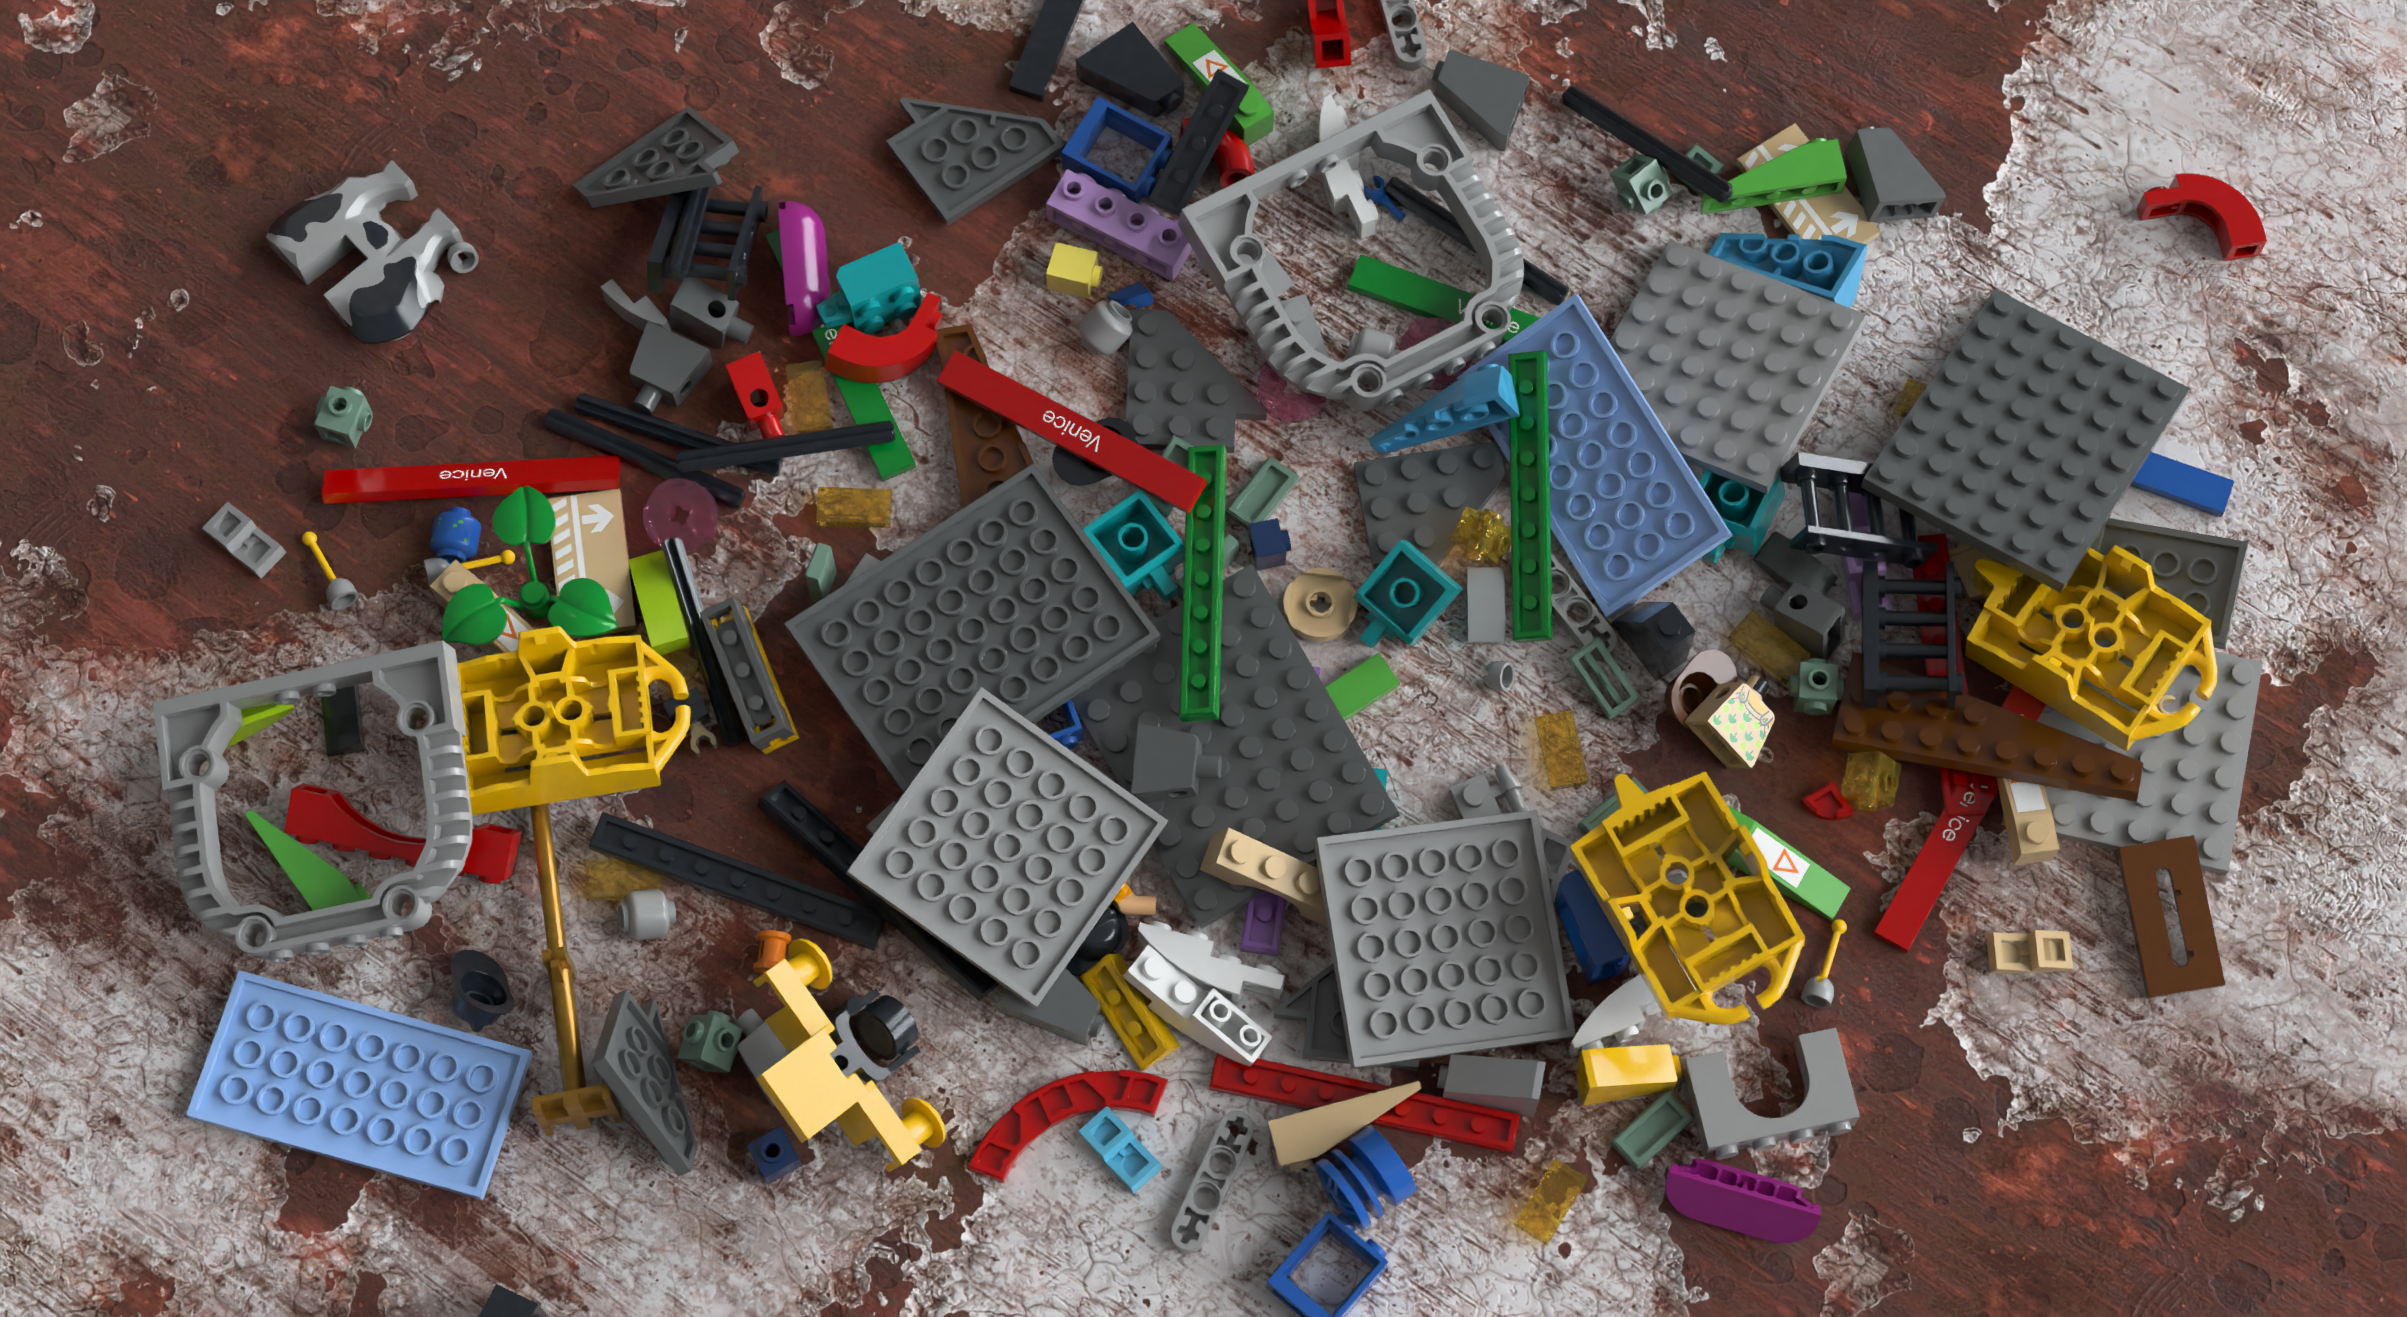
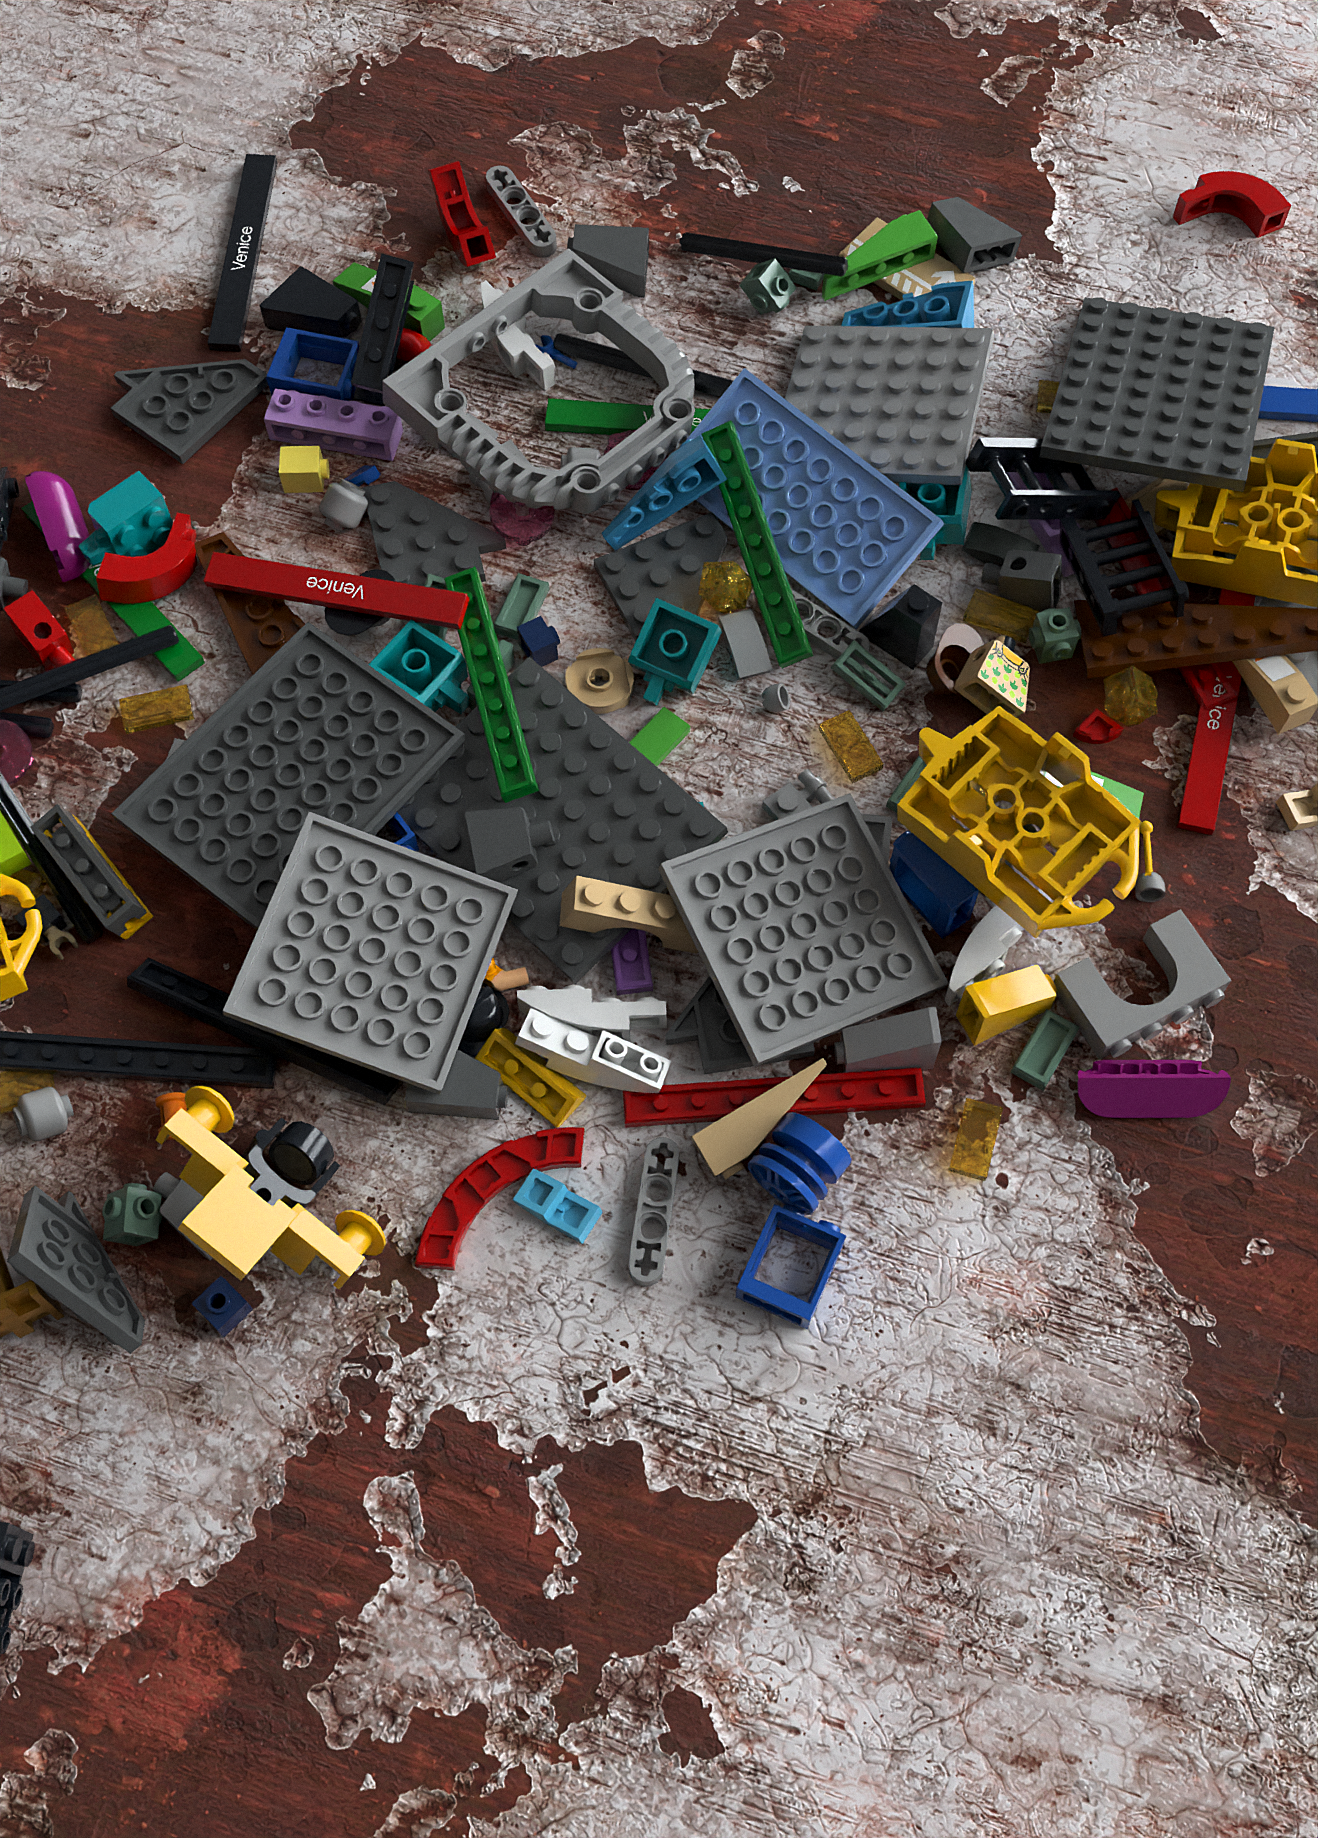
camera: 15 degrees left, 5 degrees down
(820, 572) = (135, 761): sand green tile -> none

